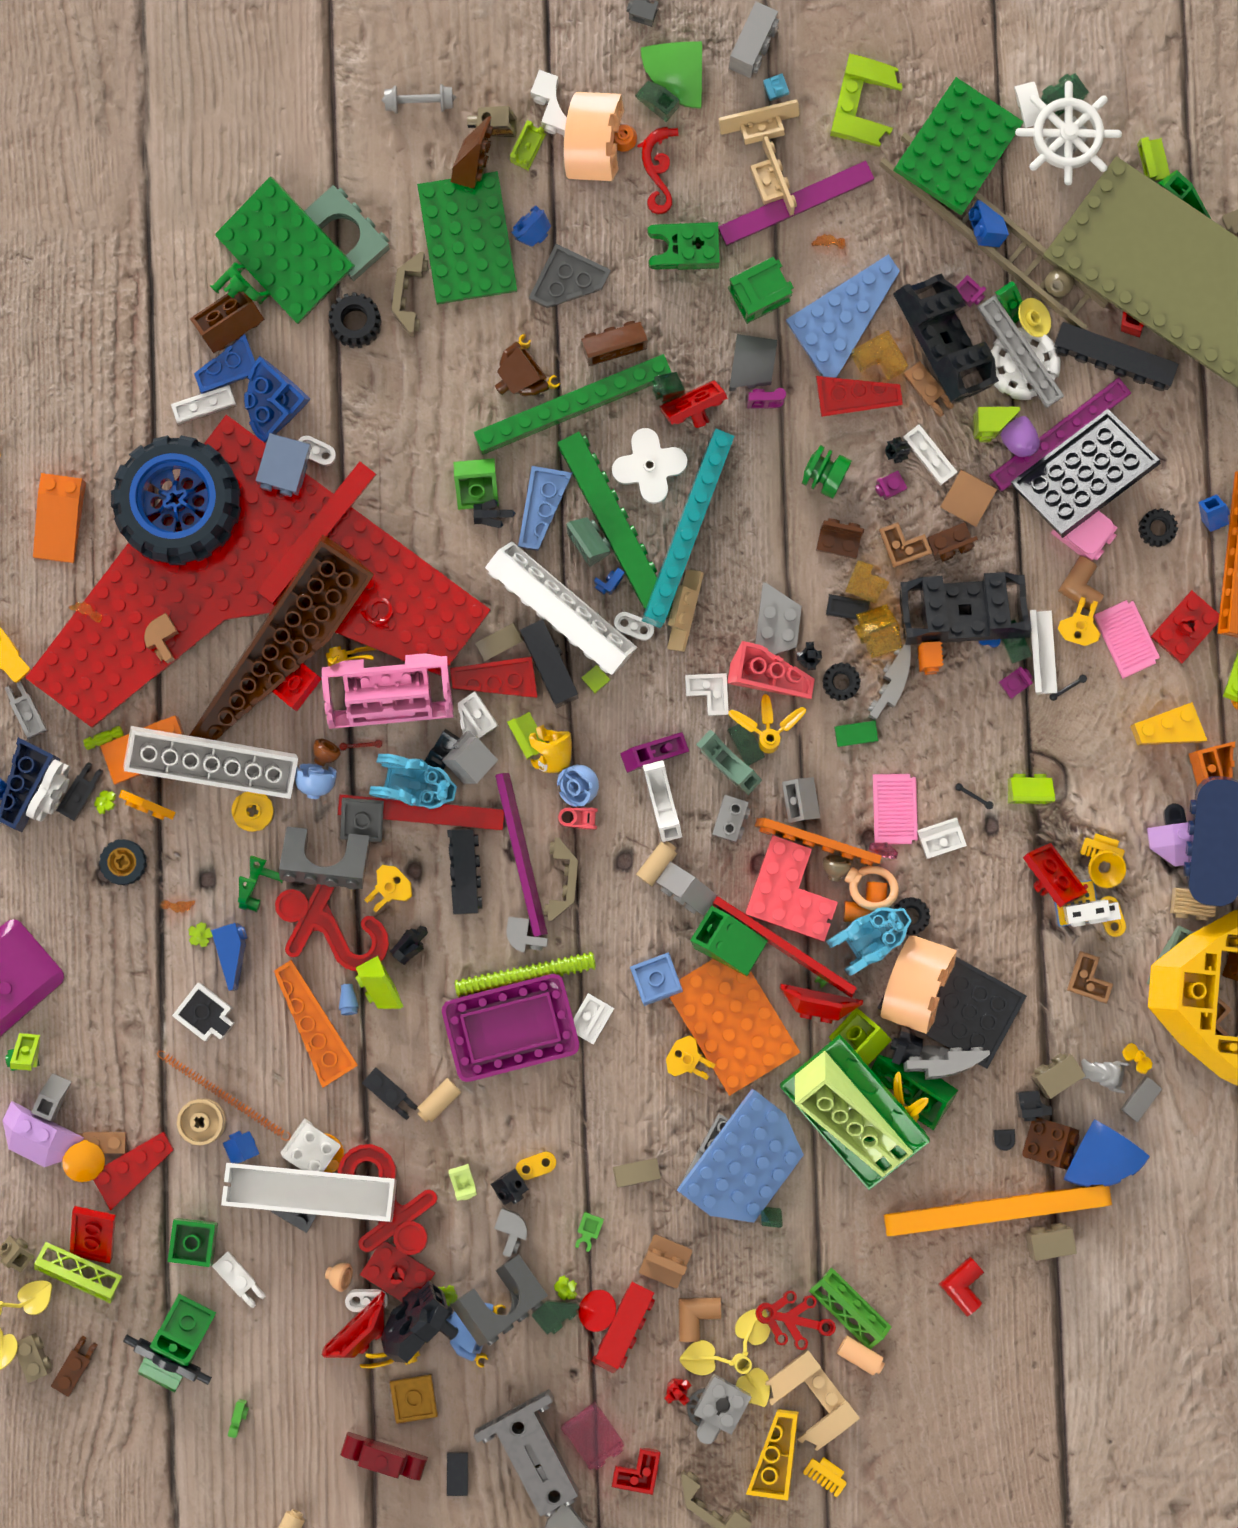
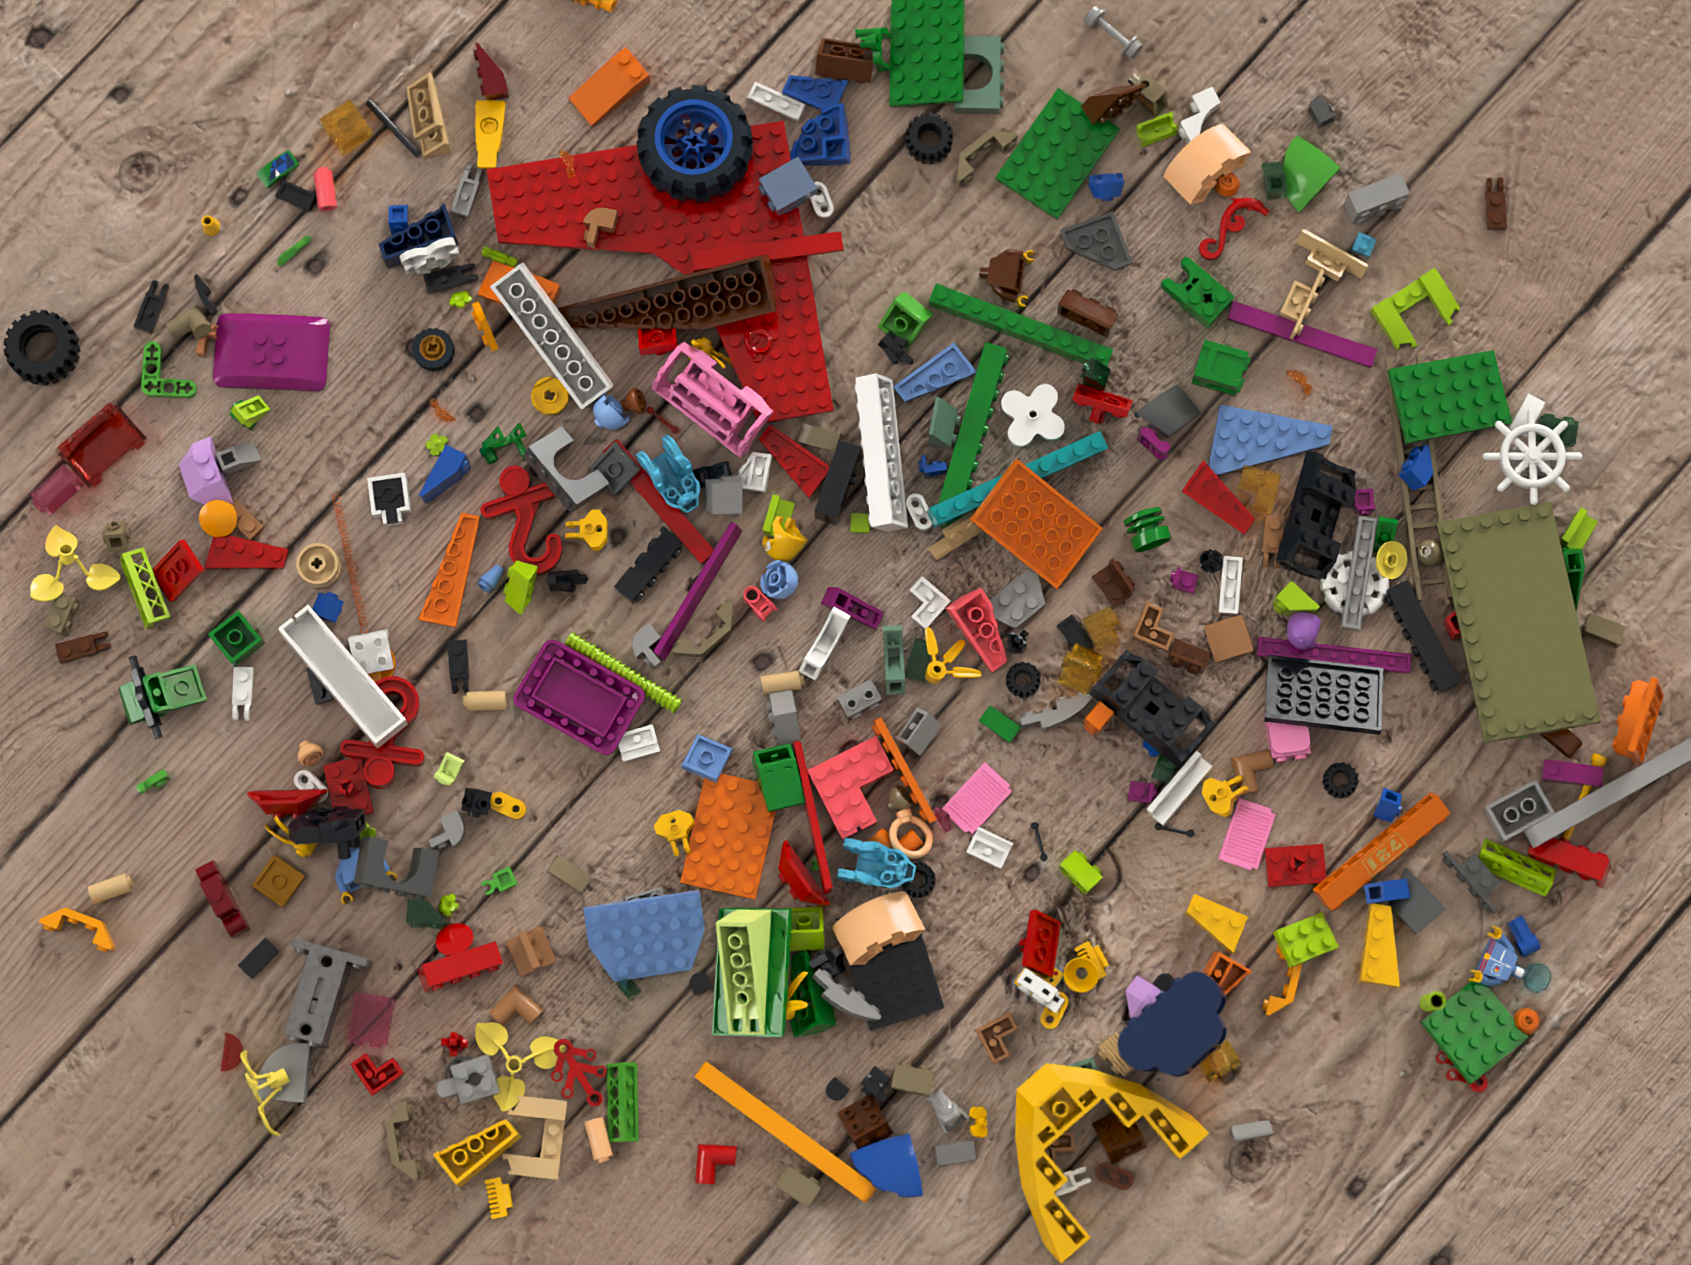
camera: 50 degrees right, 5 degrees down
(737, 549) = (1036, 523): none -> orange plate
(820, 1158) = (700, 983): none -> black tile

